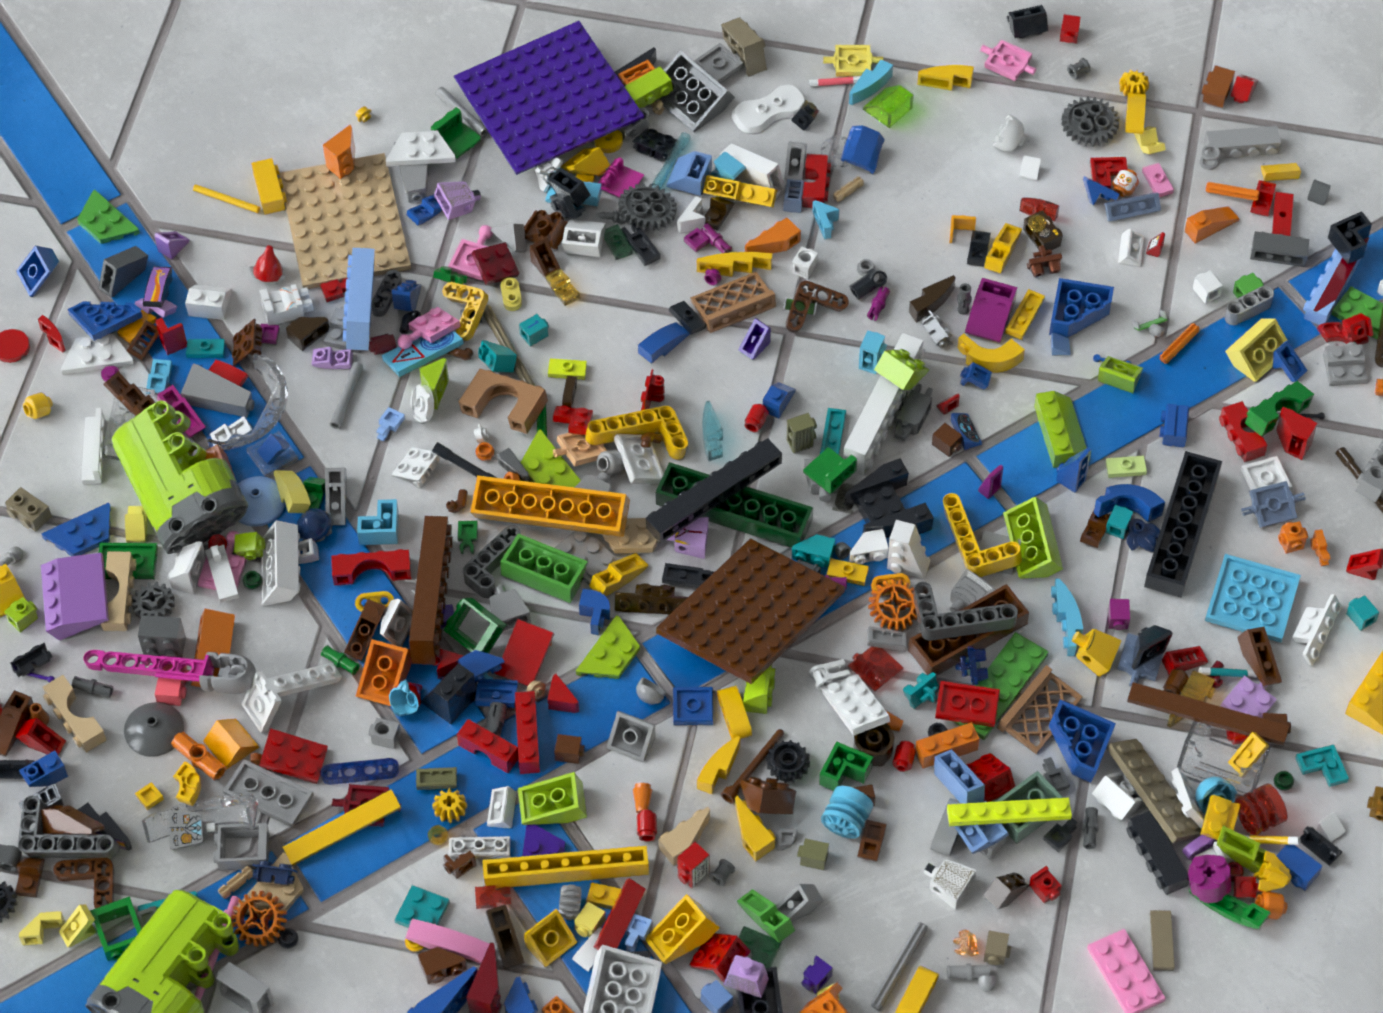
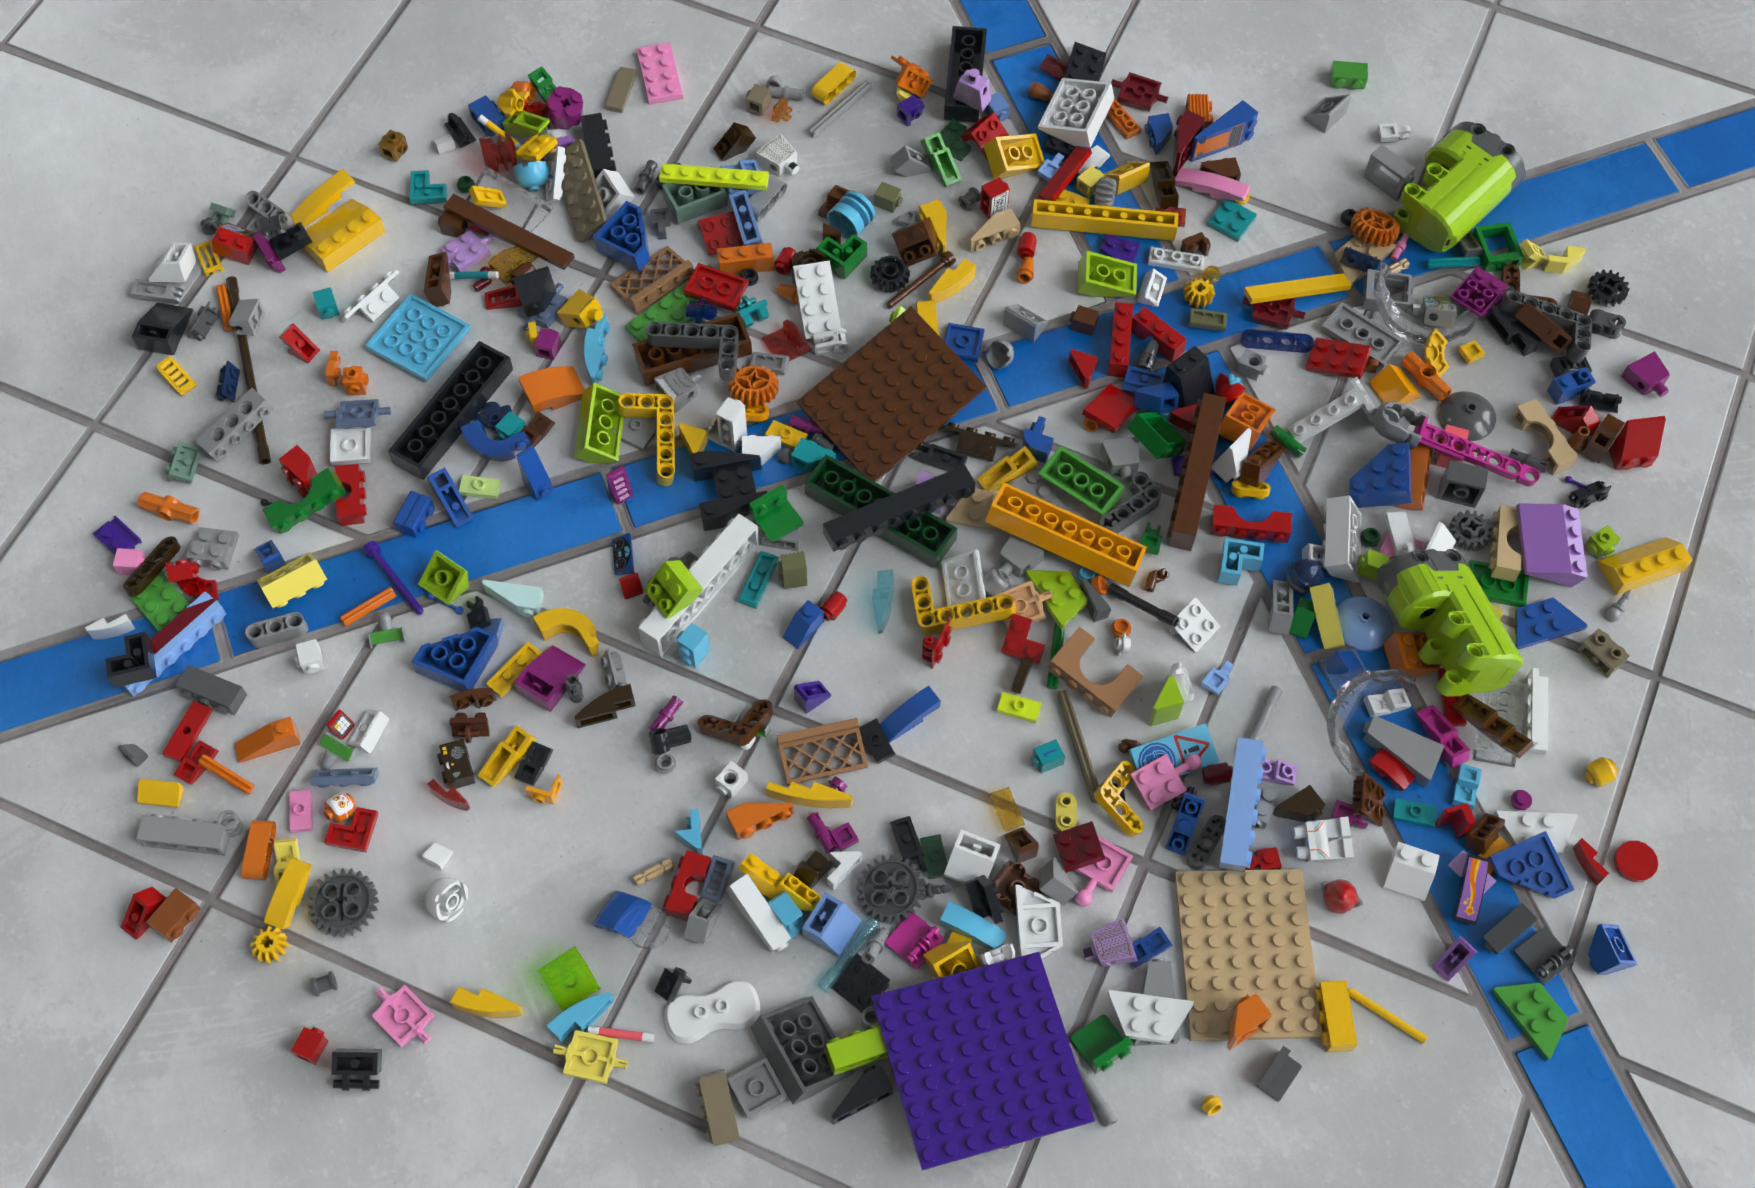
camera: 170 degrees left, 5 degrees up
(91, 259) = (1545, 955): none -> dark grey hinge
(143, 852) = (1479, 292): none -> magenta slope
(241, 622) = (1384, 478): none -> blue brick
(312, 144) = (1279, 1075): none -> dark grey panel
(444, 273) = (1134, 845): green plate -> none
(497, 357) = (1093, 725): teal slope -> none
(520, 203) = (1037, 923): none -> white wing
(538, 687) = (1105, 378): tan plate -> none
(568, 184) = (980, 908): black brick -> none
(611, 652) = (1029, 402): lime wing -> none
(636, 70) = (865, 1083): orange tile -> none
(649, 437) = (950, 598): reddish brown arm -> none
(650, 163) = (875, 945): none -> light grey pin
(937, 545) = (693, 437): none -> yellow slope
(947, 440) = (646, 543): reddish brown brick -> none
(976, 375) = (594, 608): blue bracket -> none
(1034, 226) = (464, 764): clear yellow plate -> none
(1045, 892) = (699, 137): red brick -> none
(1047, 371) = (520, 598): none -> light aqua slope
(1049, 285) = (481, 696): none -> reddish brown slope
(1059, 426) = (528, 533): lime slope -> none
(1077, 351) = (479, 614): none -> black plate
(1094, 189) = (371, 798): blue slope -> none
(1095, 569) = (551, 387): none -> orange slope
(1137, 620) = (532, 333): none -> yellow plate
(1151, 222) = (335, 748): none -> bright green piece
(1155, 449) = (449, 497): none -> blue slope
(1176, 144) = (258, 850): none -> orange beam
(1198, 389) = (373, 551): none -> dark purple piece
(1246, 284) = (267, 650): bright green brick -> none

